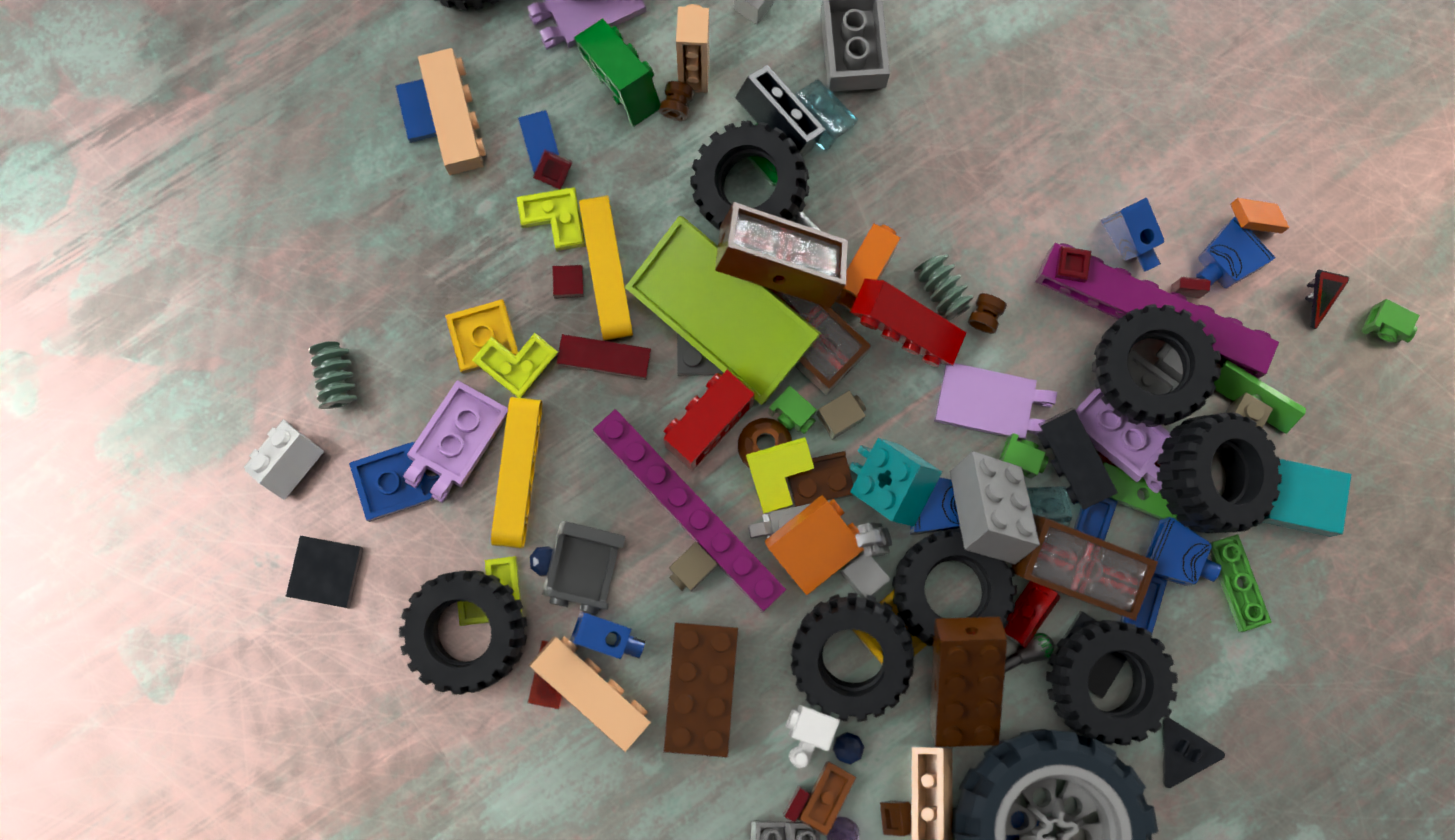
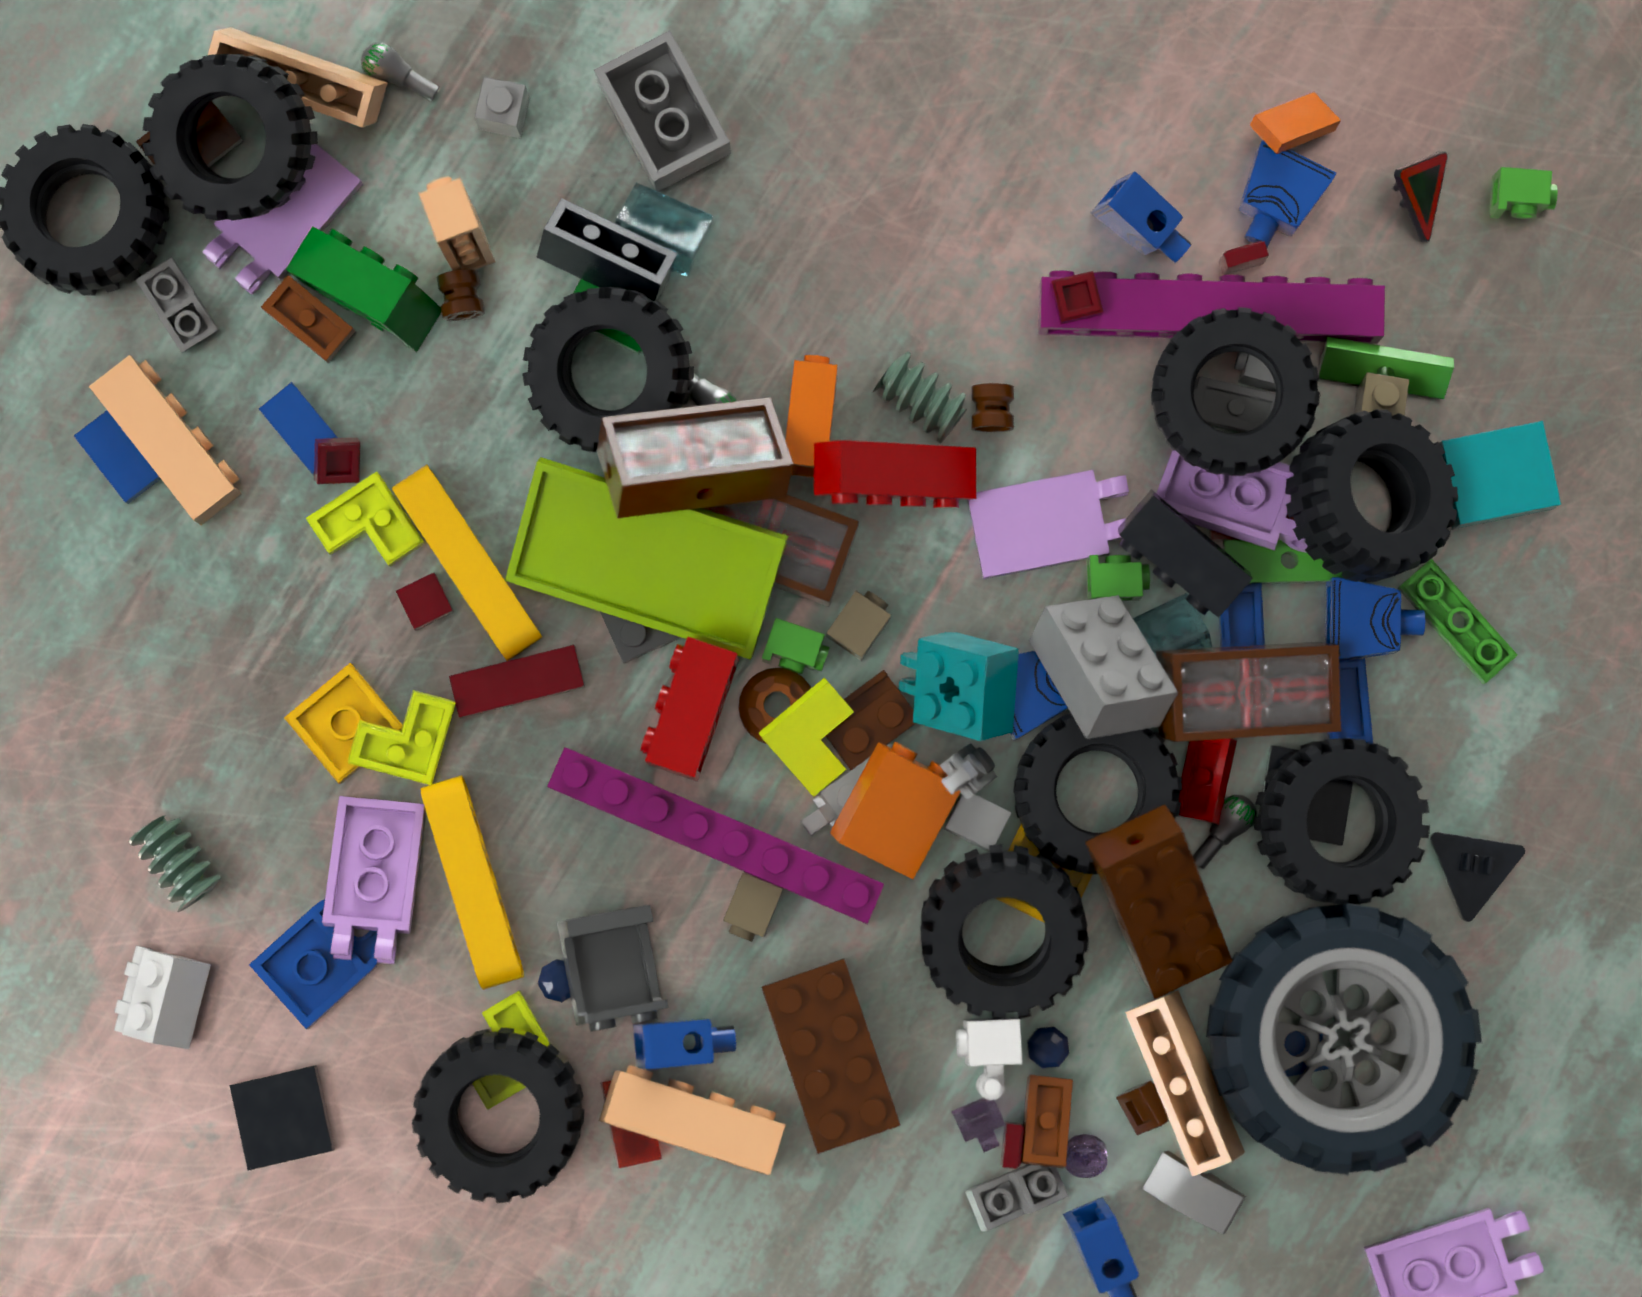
camera: 20 degrees left, 5 degrees up
(496, 33) = (176, 304): none -> light grey slope
(574, 76) = (308, 319): none -> dark orange plate
(781, 777) = (979, 1121): none -> clear purple tile

